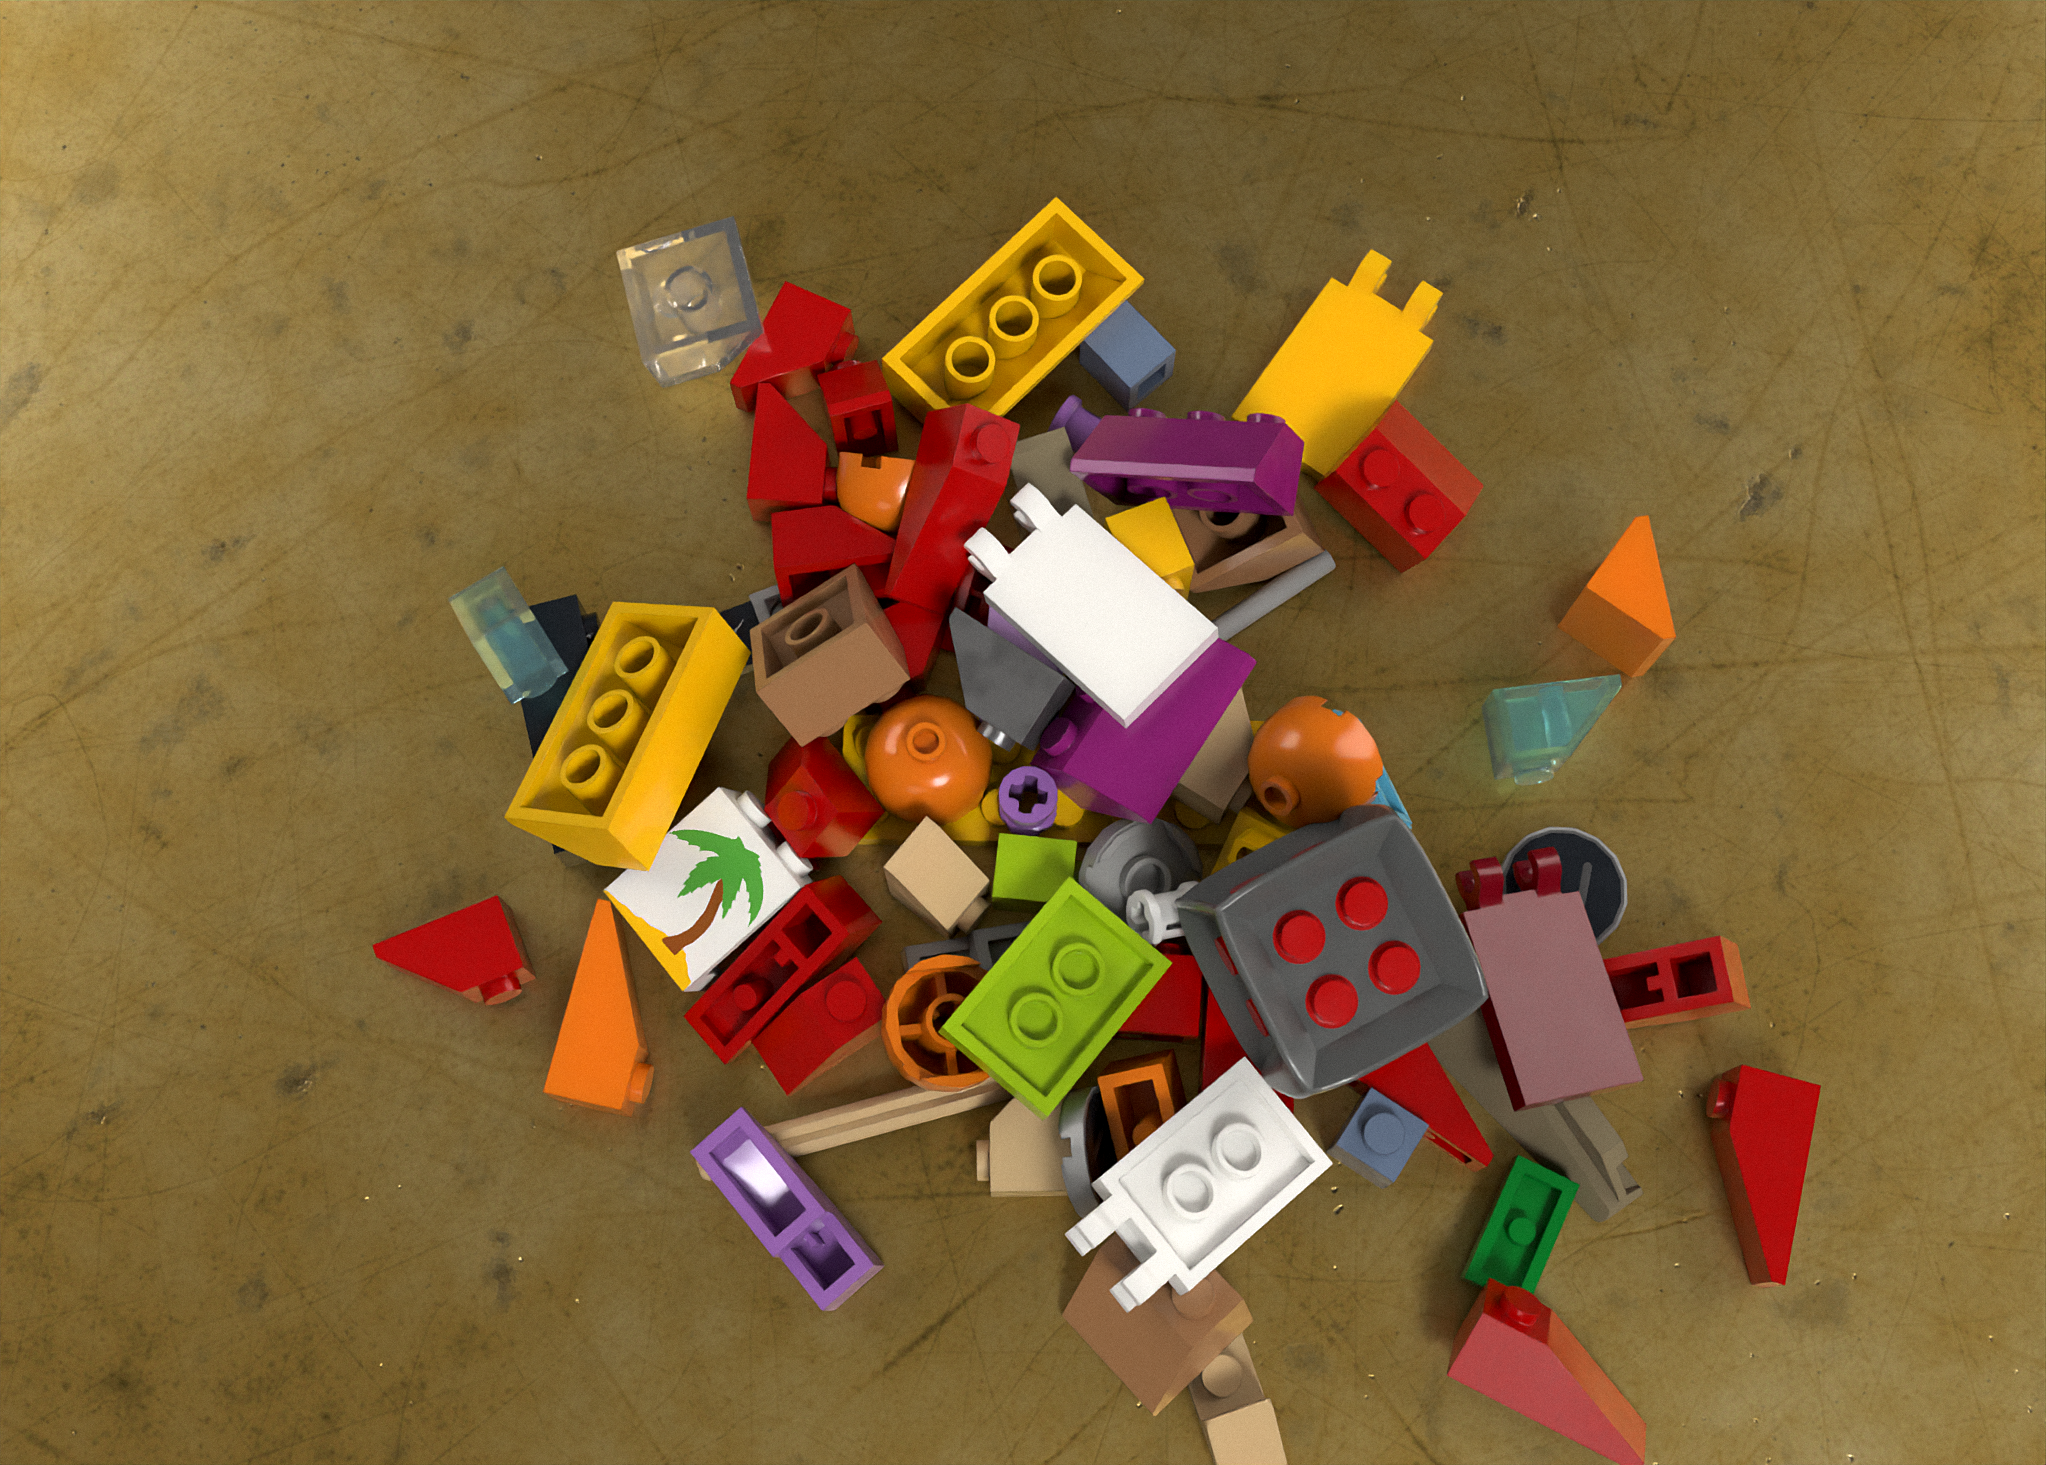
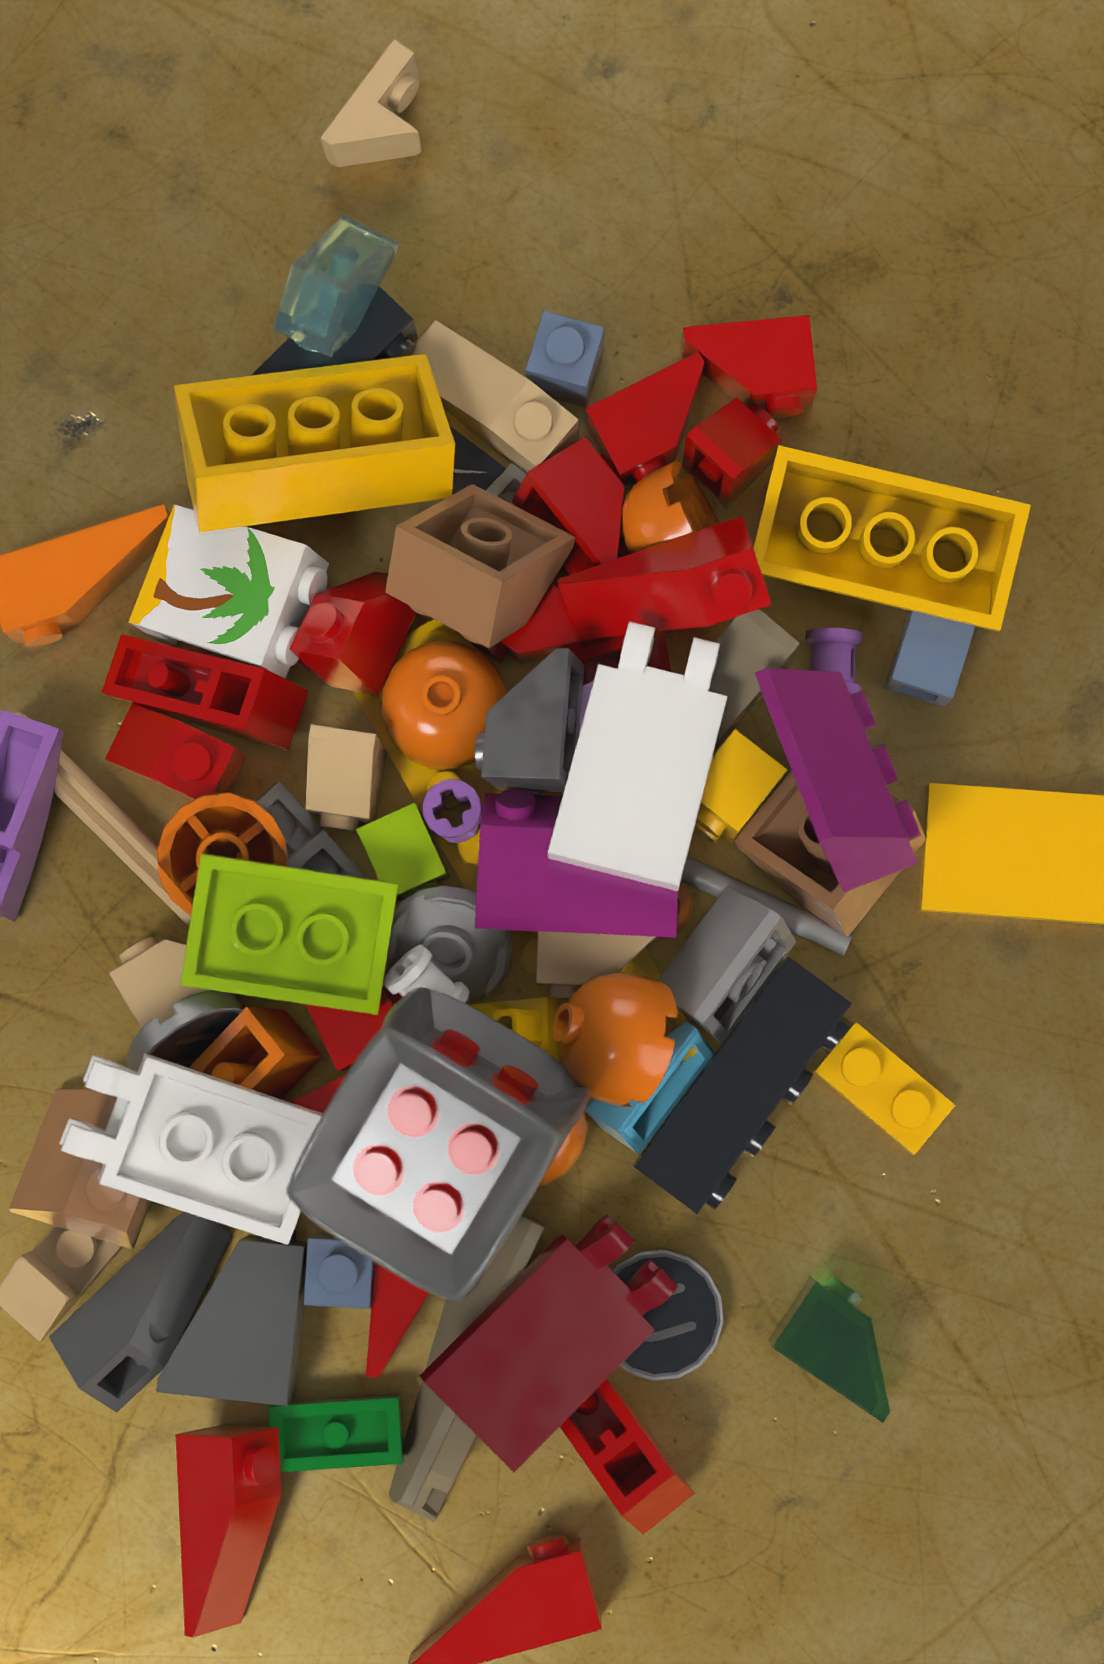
camera: 70 degrees right, 10 degrees up
(380, 537) = (366, 124): none -> tan slope
(465, 953) = (64, 426): red slope -> none
(691, 301) = (738, 243): clear slope -> none
(691, 496) = (565, 358): none -> sand blue brick
(701, 568) = (496, 400): none -> tan slope
(1286, 648) = (727, 962): none -> light grey slope
(1320, 1354) = (139, 1315): none -> dark grey slope
(1381, 1257) = (246, 1329): none -> dark grey slope
(1400, 488) = (951, 973): red slope -> none
(1403, 704) = (743, 1085): none -> black brick
(1467, 598) = (884, 1088): none -> yellow plate
(1541, 725) = (797, 1221): clear light blue slope -> none
(1625, 605) = (948, 1229): orange slope -> none
(1667, 754) = (834, 1343): none -> clear green slope

